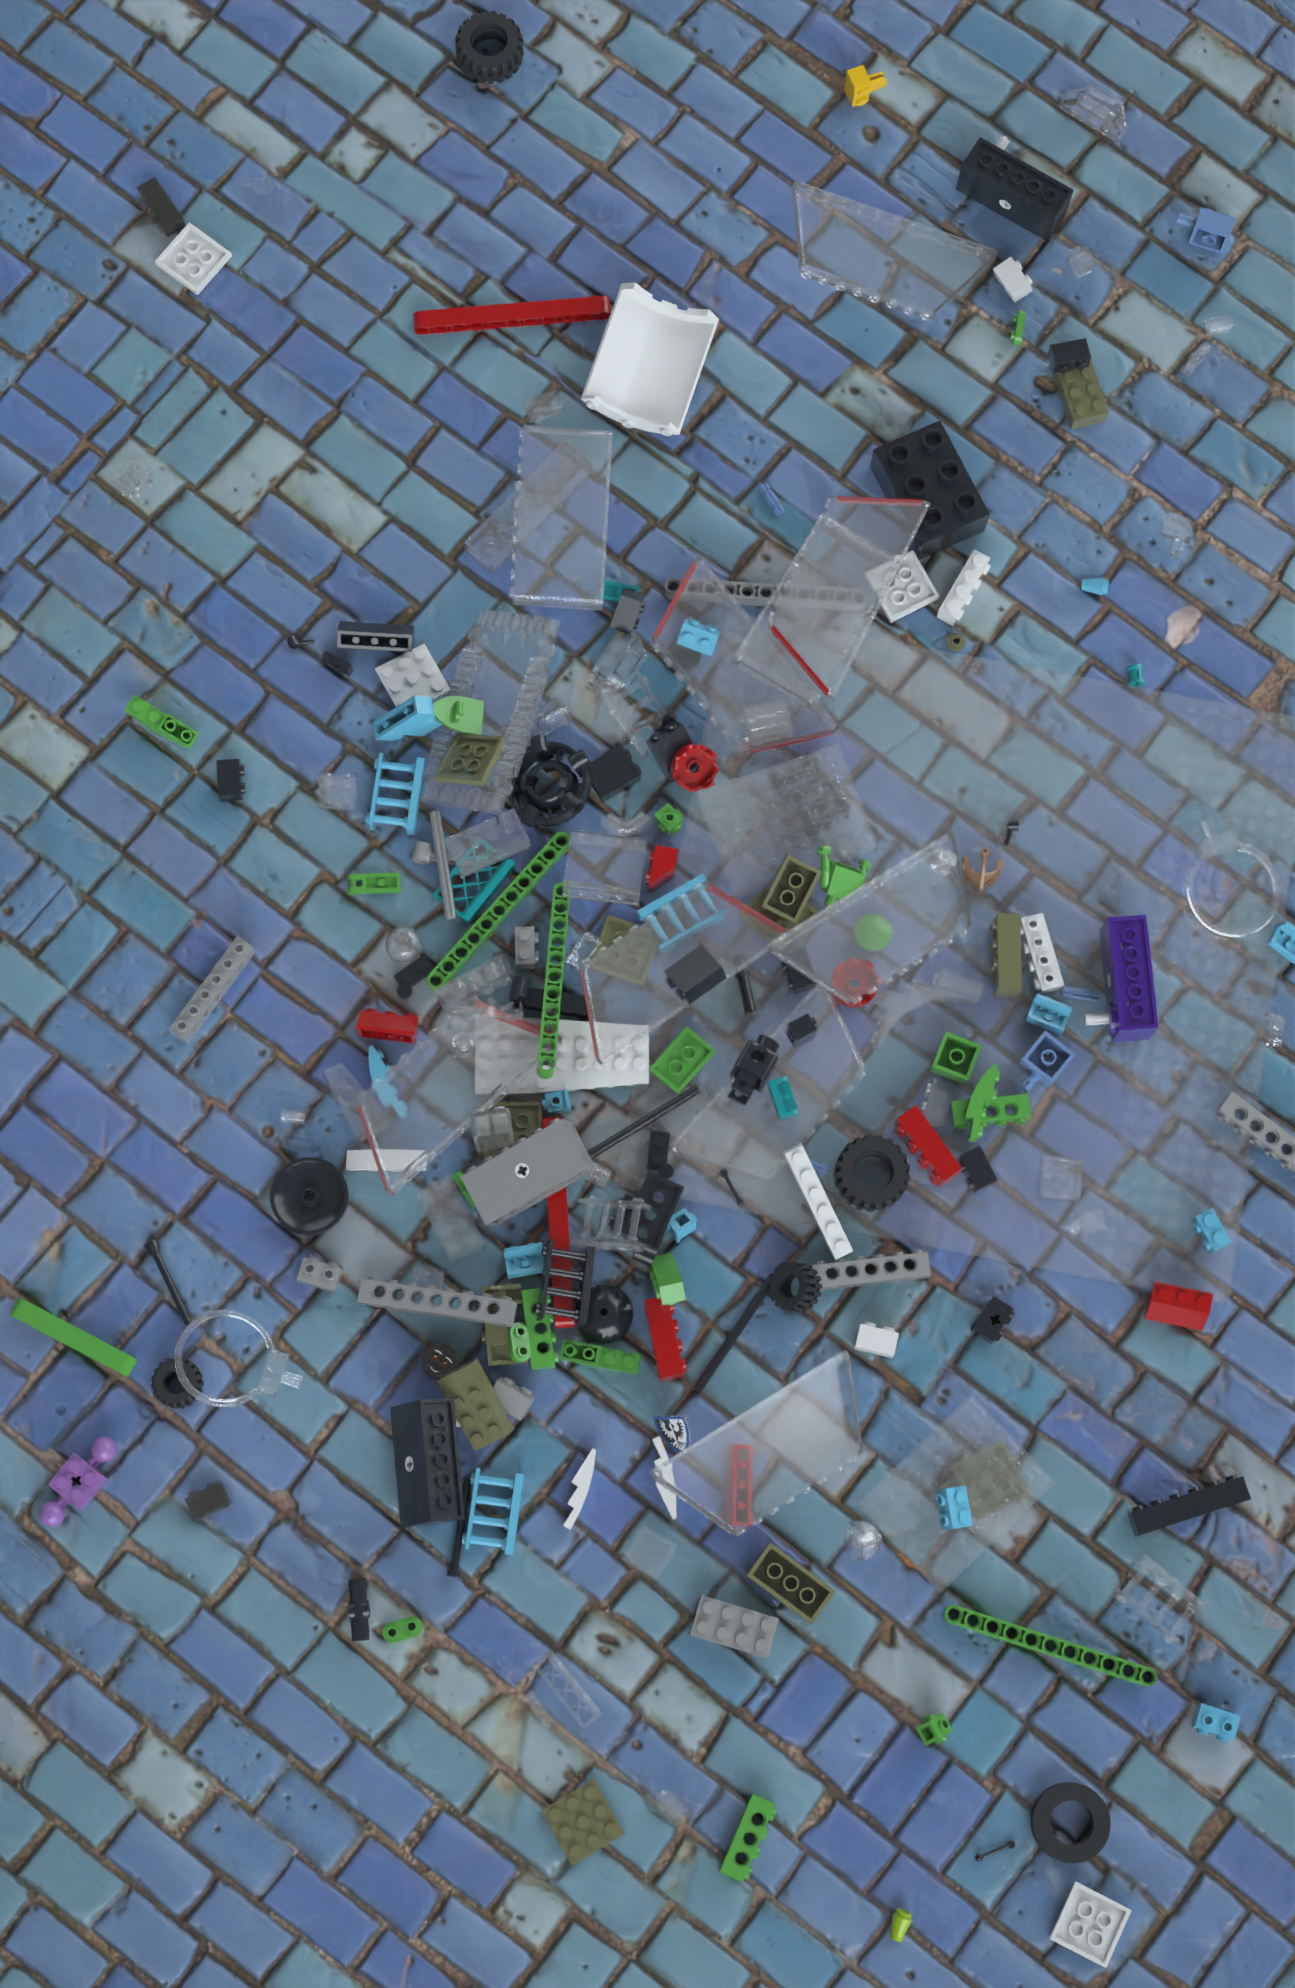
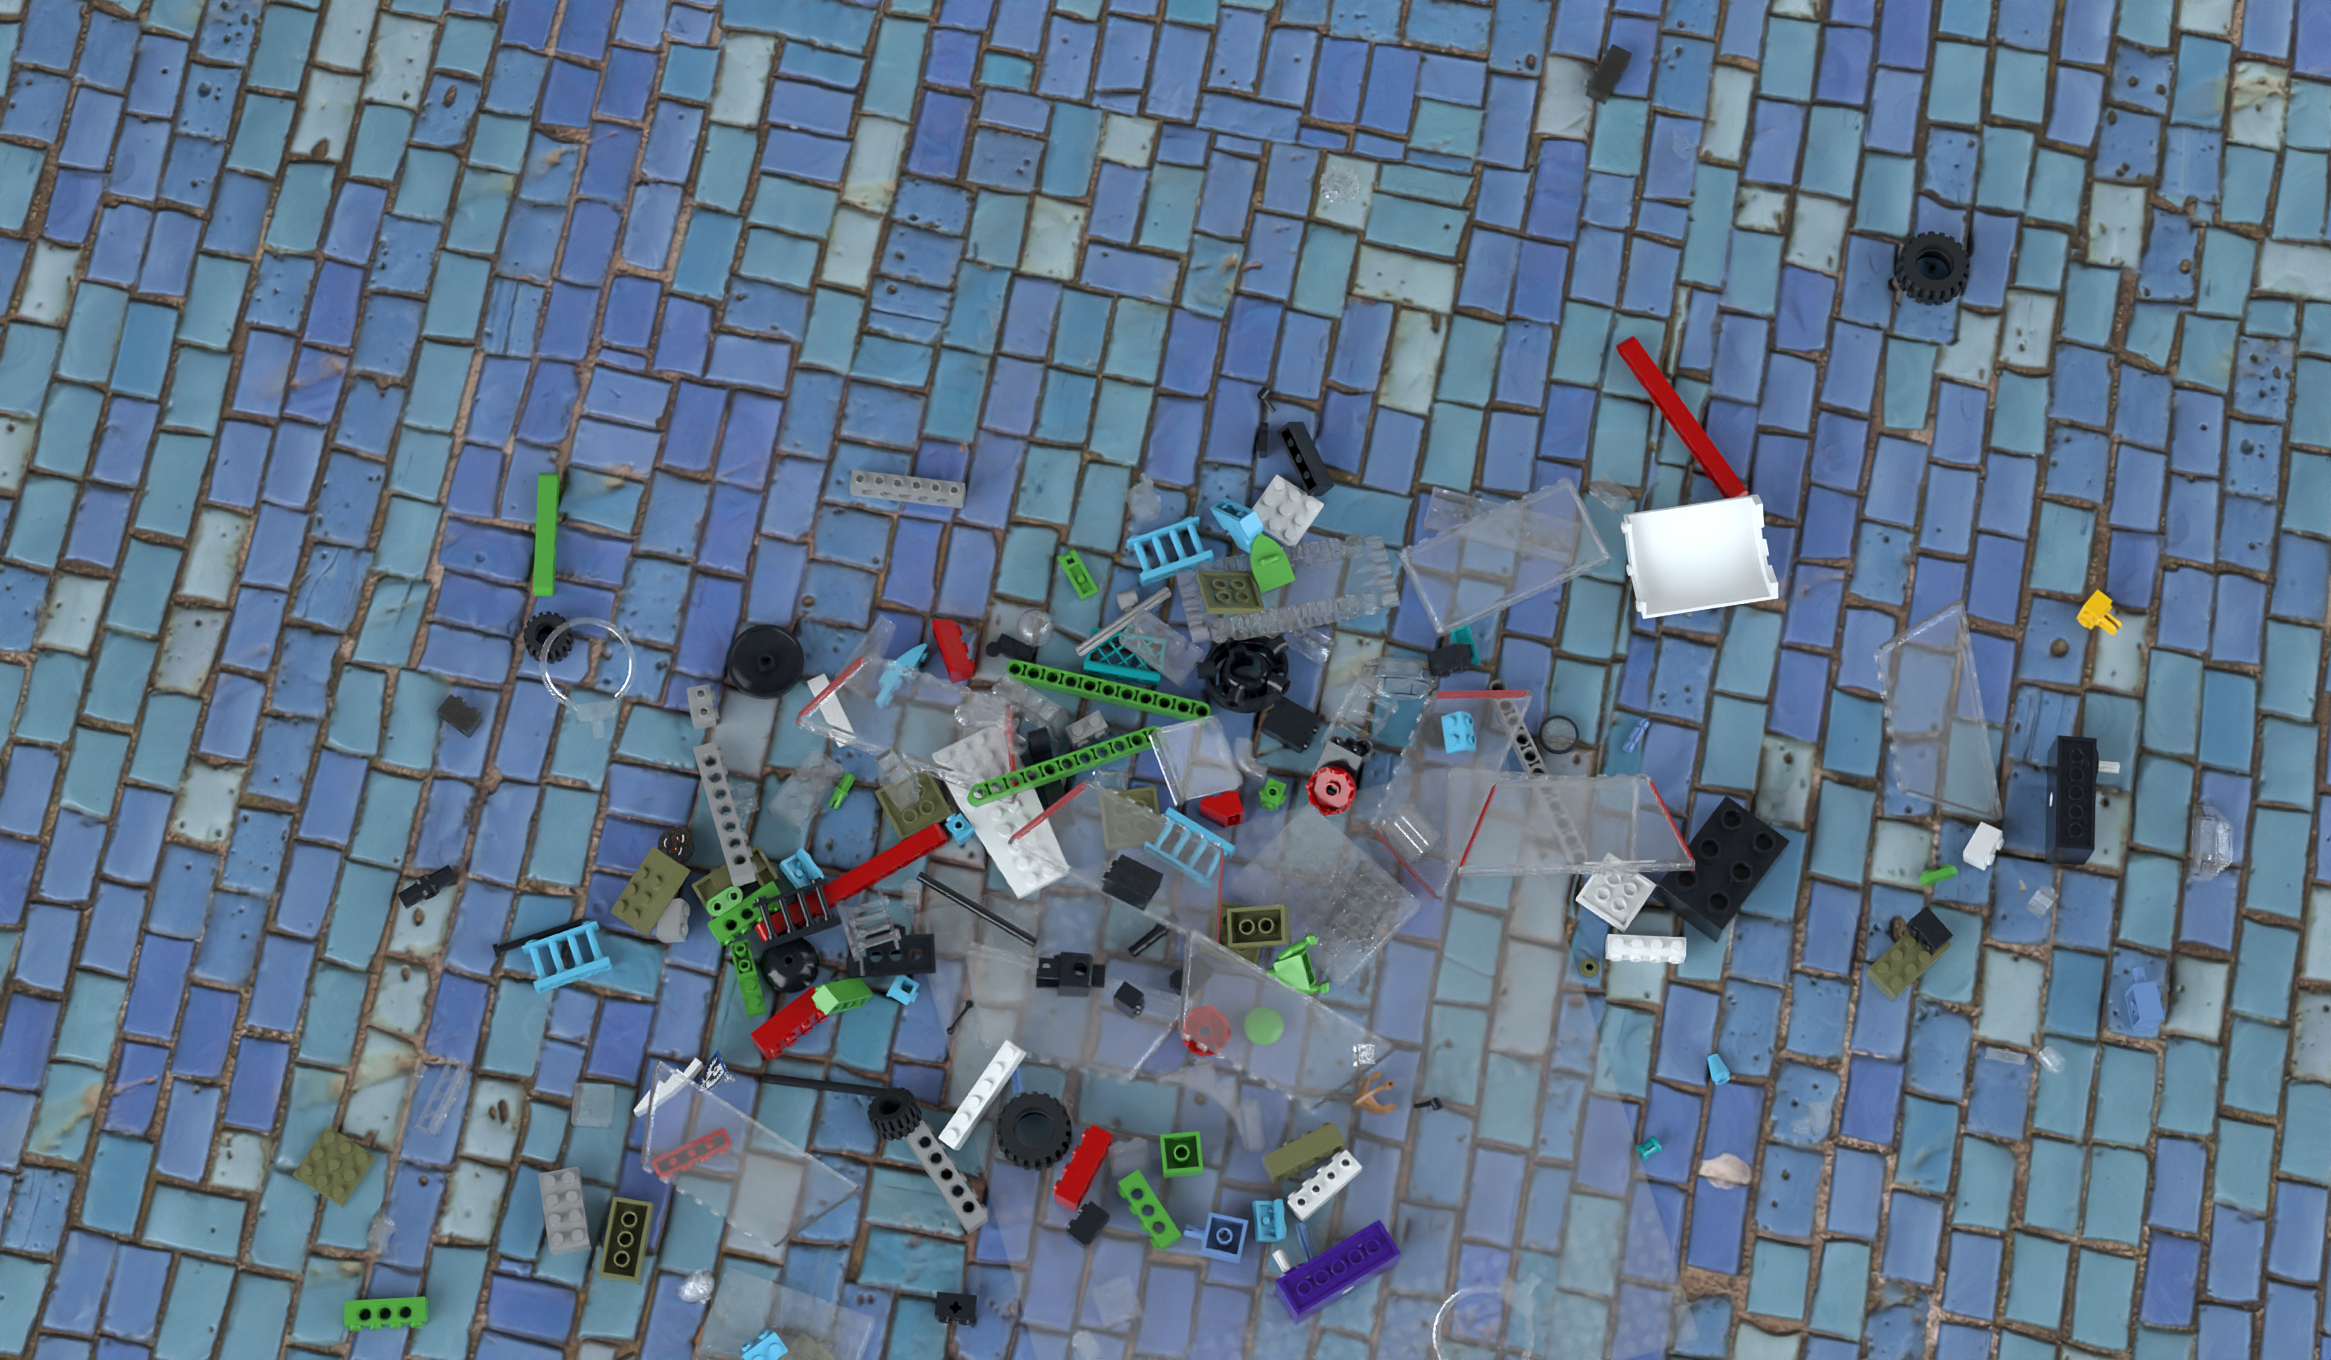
camera: 65 degrees right, 5 degrees down
(91, 1480) = (430, 611): medium lavender brick -> none
(153, 1249) = (655, 559): black piece -> none
(161, 723) = (1127, 322): bright green slope -> none
(193, 258) = (1576, 126): white plate -> none
(230, 780) = (1106, 406): black brick -> none
(292, 1117) = (830, 613): clear pin -> none
(402, 1630) = (427, 931): bright green plate -> none
(427, 1462) = (578, 874): black piece -> none
(528, 1172) = (878, 830): light grey piece -> none
(582, 1481) = (630, 1019): white slope -> none
(658, 1154) = (956, 939): black hinge -> none
(682, 1060) = (1053, 916): bright green plate -> none
(738, 560) = (1558, 734): none -> clear wheel
(783, 1098) = (1060, 1017): teal hinge -> none
(876, 1340) = (883, 1211): white brick -> none
(982, 1095) = (1156, 1190): bright green slope -> none

